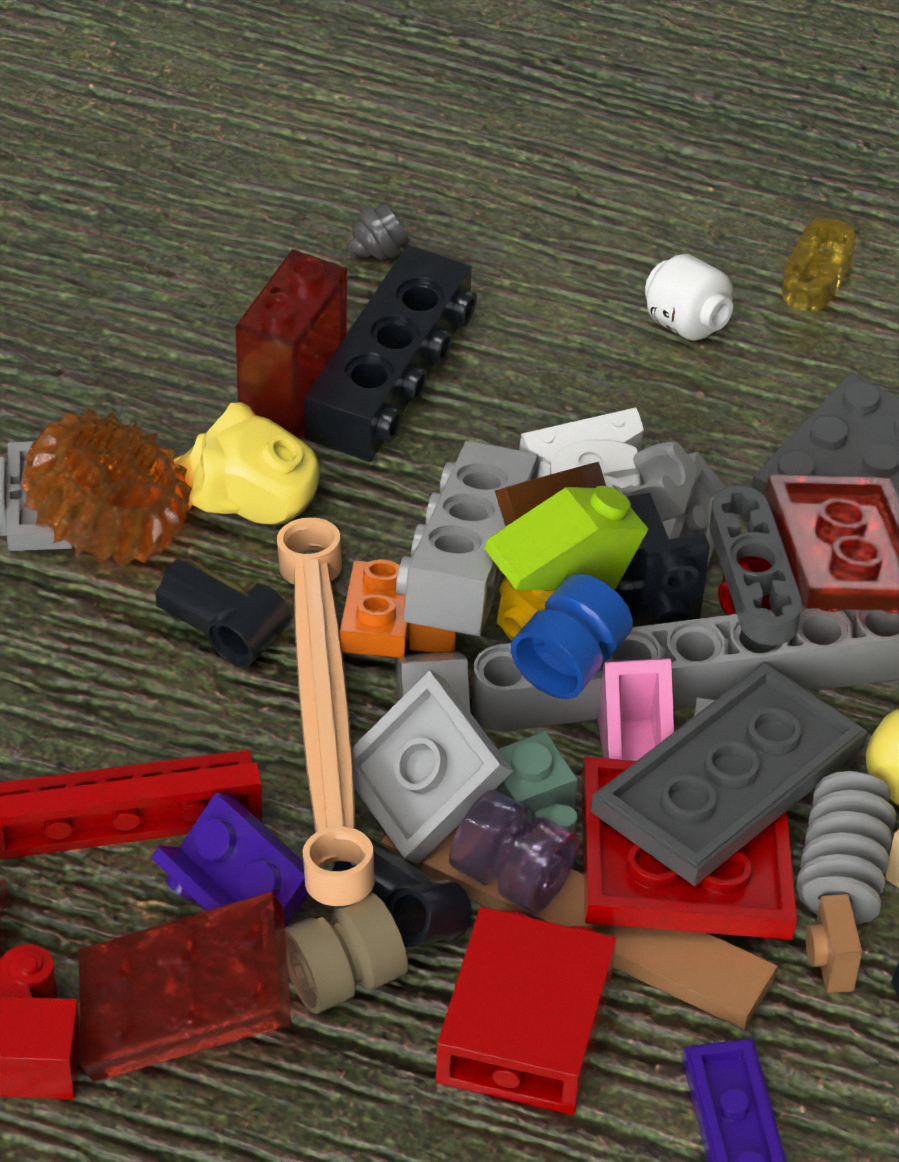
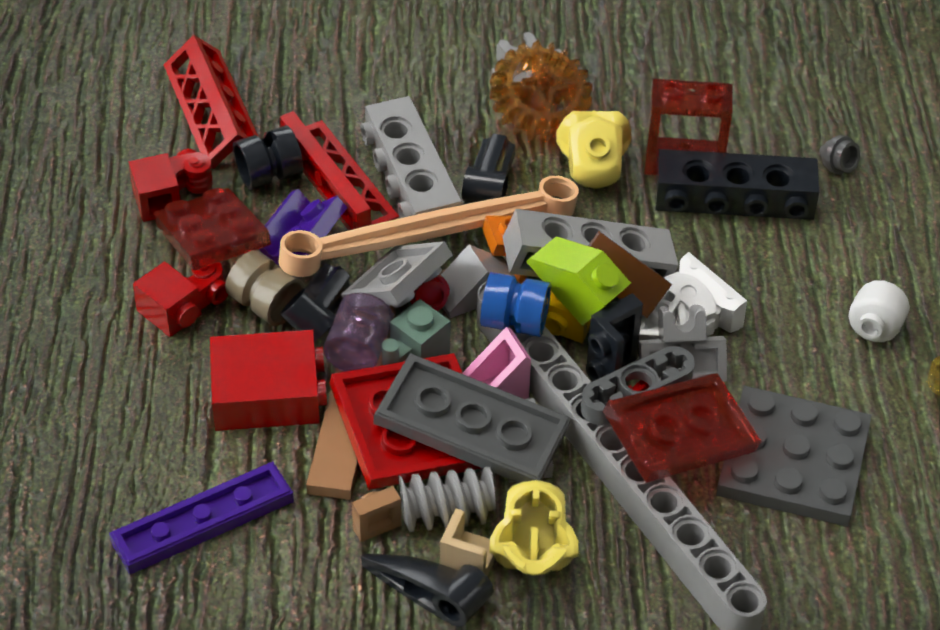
camera: 70 degrees right, 0 degrees up
(53, 870) = (272, 156): none -> black wheel
(162, 697) = (407, 158): none -> light grey brick
(298, 1083) = (176, 300): none -> red brick

